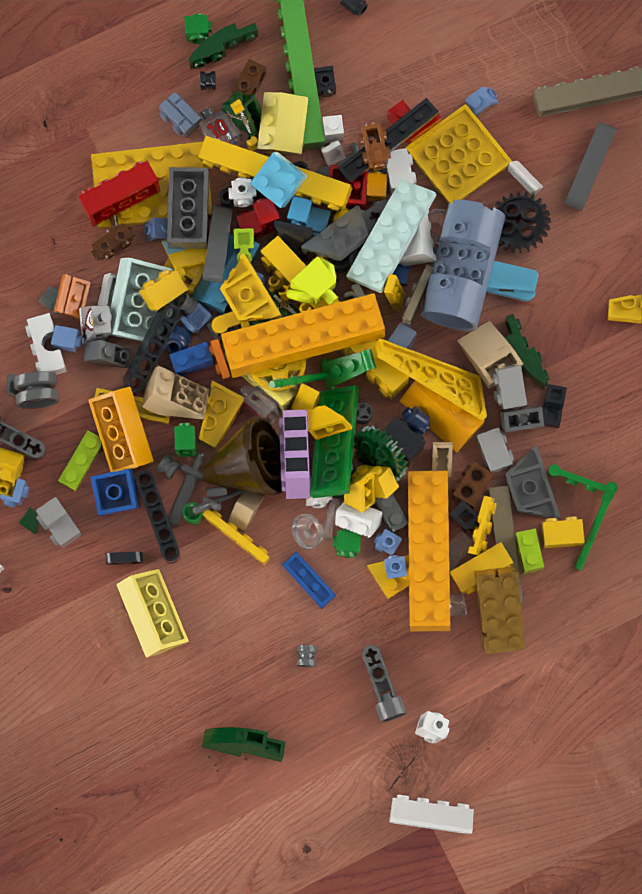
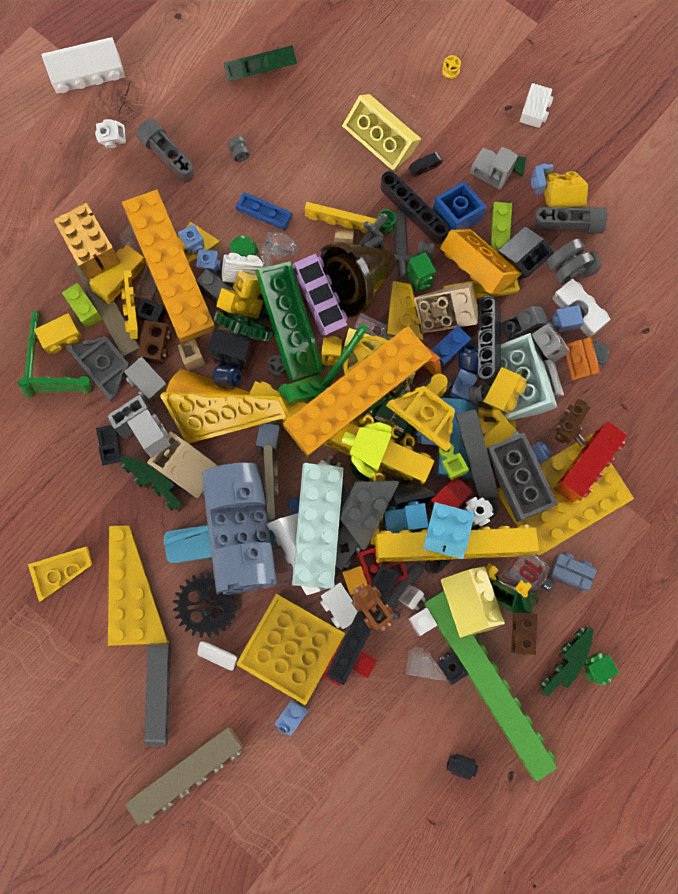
camera: 155 degrees right, 0 degrees up
(44, 652) = (451, 62): none -> yellow wheel
(73, 419) = (526, 251): none -> black slope
(208, 80) = (563, 619): black wheel -> none
(325, 422) = (304, 333): yellow slope -> none
(350, 94) = (422, 665): none -> clear slope
(394, 292) = (293, 477): yellow tile -> none
(584, 256) = (131, 604): none -> yellow wing

